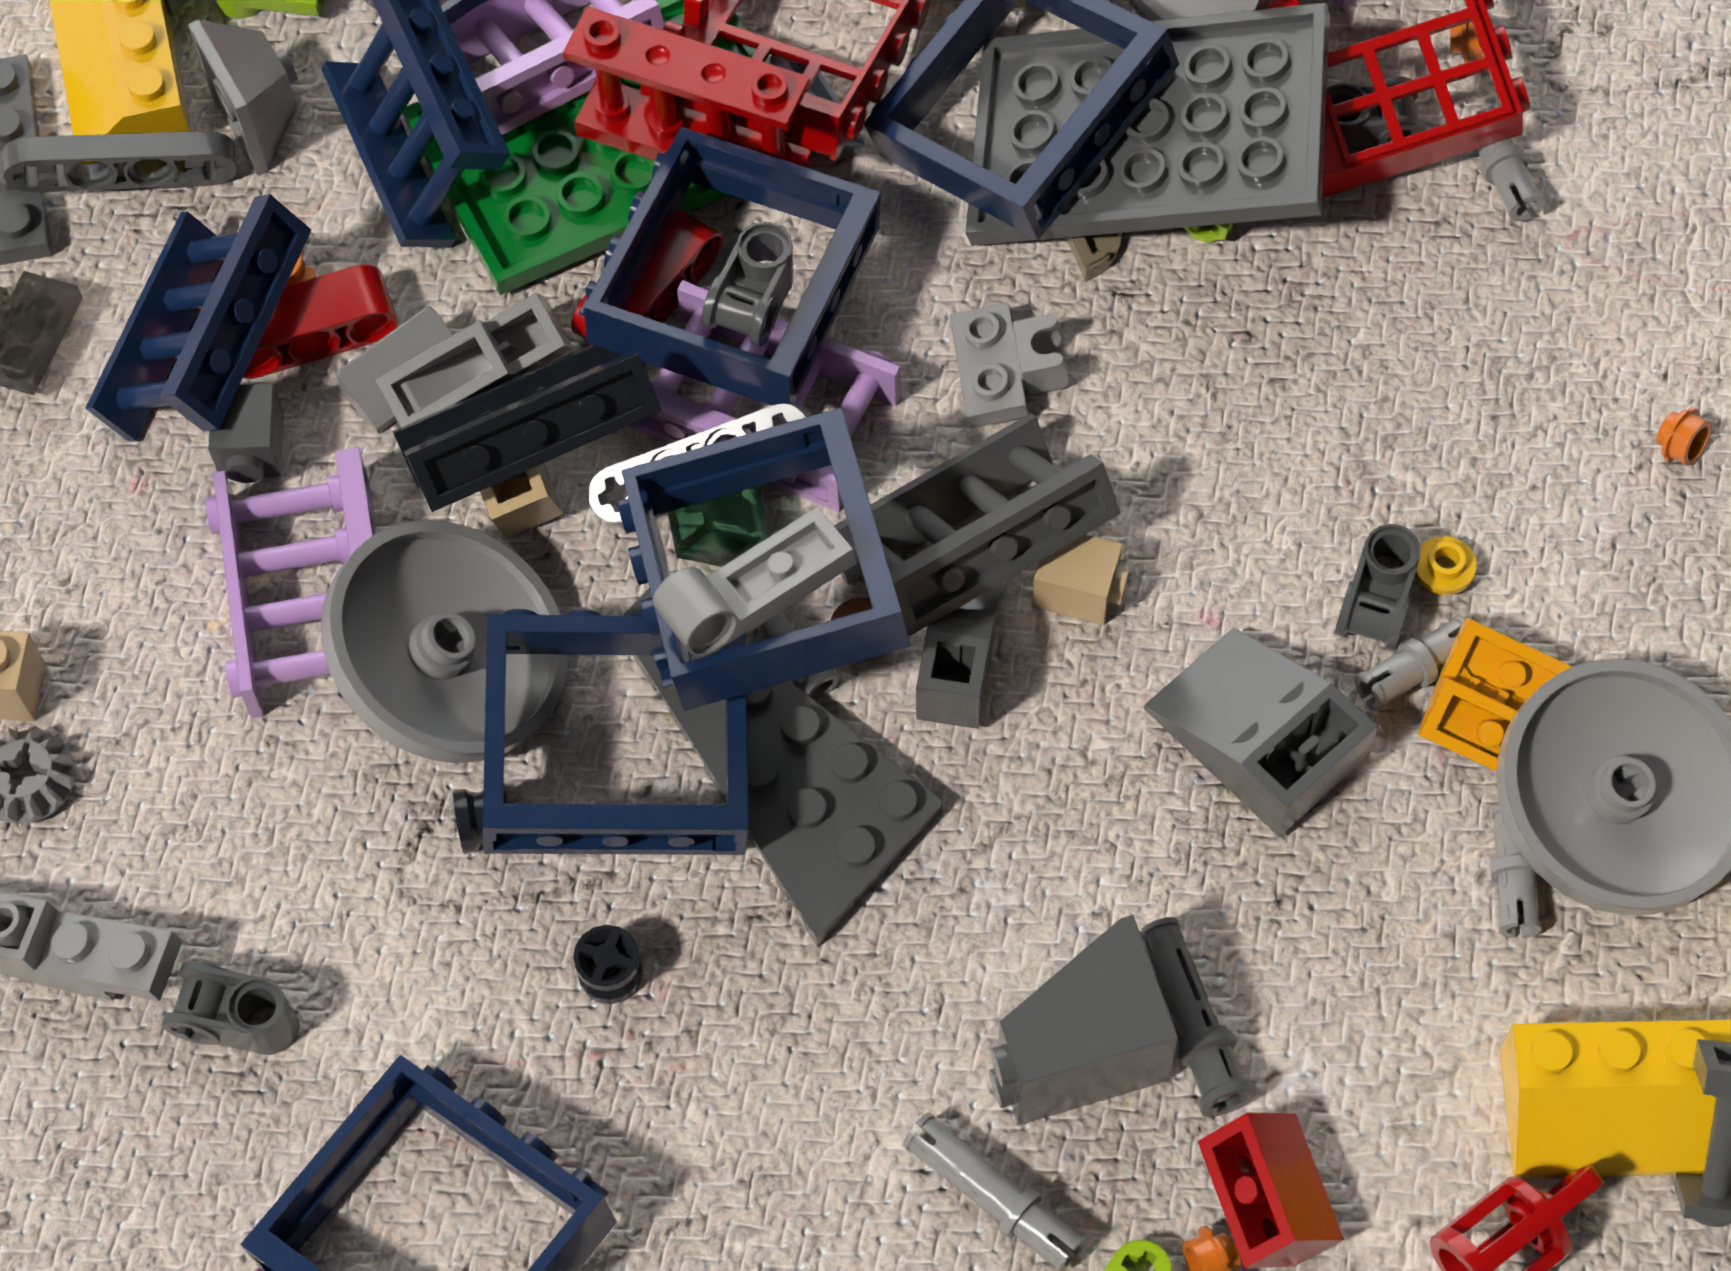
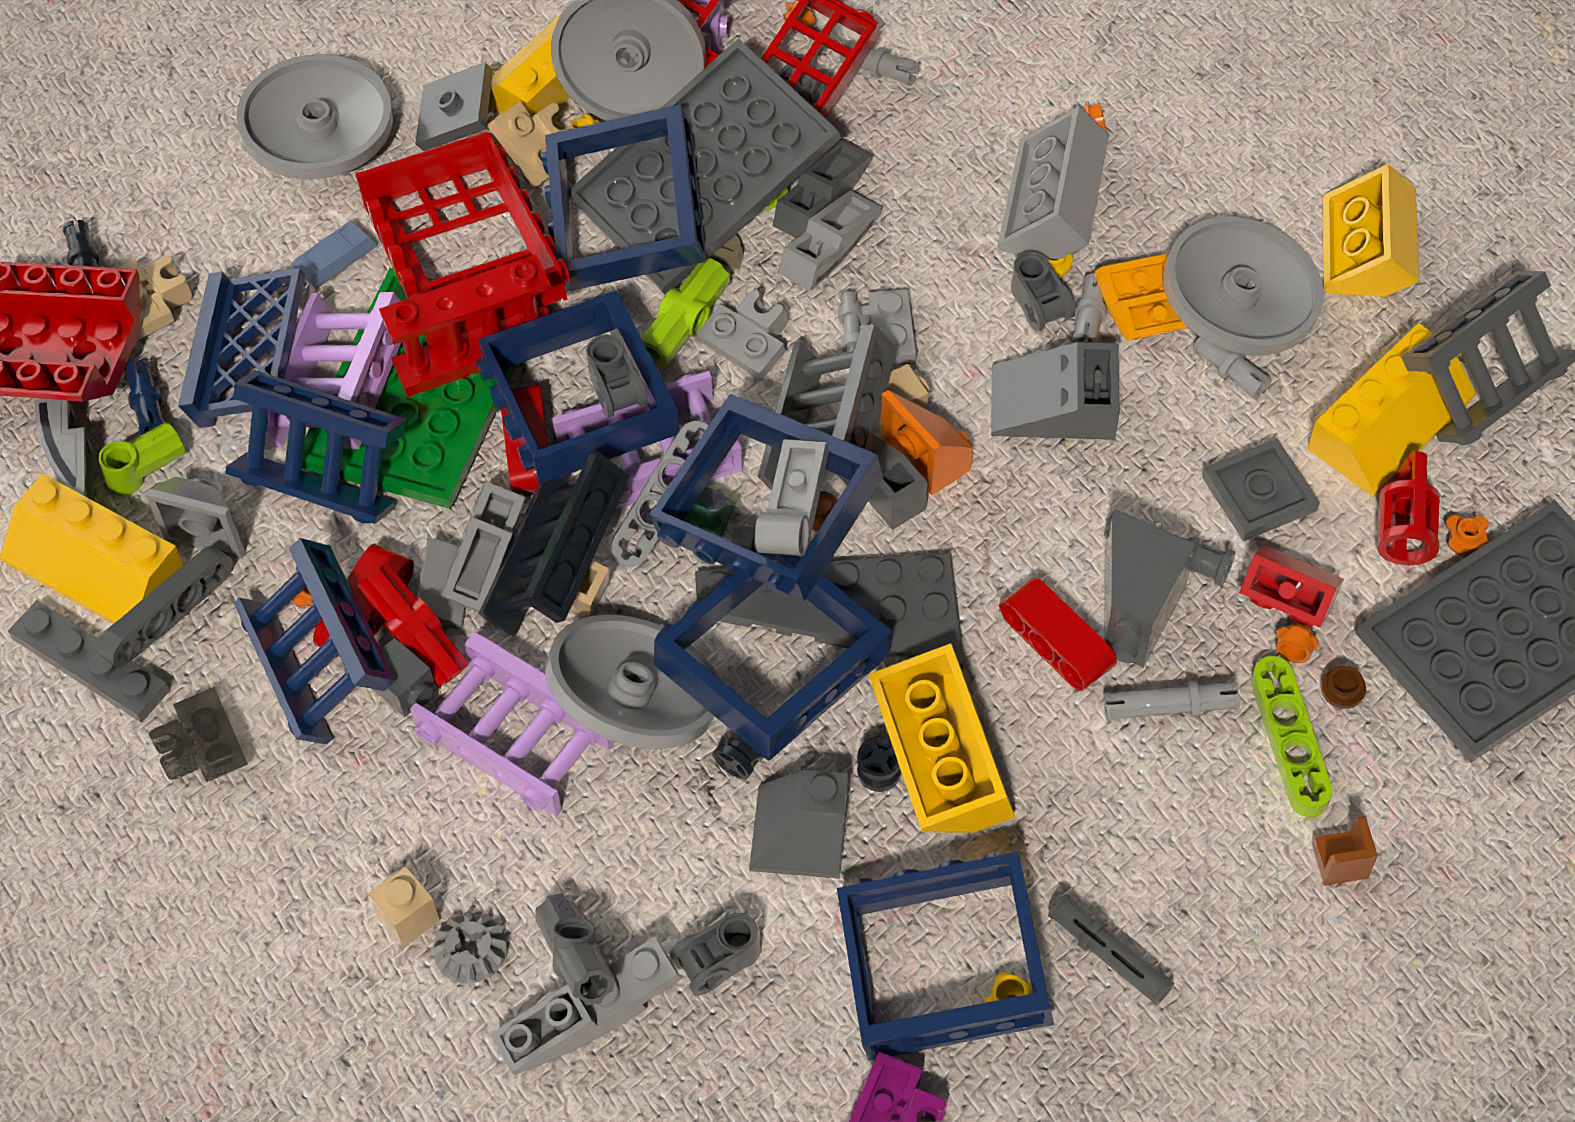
camera: 45 degrees left, 5 degrees down
(83, 870) = (574, 949): none -> dark grey piece
(310, 386) = (413, 624): none -> red piece
(460, 957) = (800, 824): none -> dark grey slope
(684, 1003) = (941, 744): none -> yellow slope
(953, 1000) = (1058, 634): none -> red beam
(961, 278) = (685, 311): none -> lime piece
(1049, 655) = (925, 440): none -> orange slope
(1172, 486) = (886, 310): none -> light grey plate
(1213, 326) = (828, 239): none -> light grey slope
(1268, 261) = (820, 186): none -> dark grey slope
(1376, 1046) = (1260, 489): none -> dark grey plate
(1535, 481) = (1055, 187): none -> light grey slope

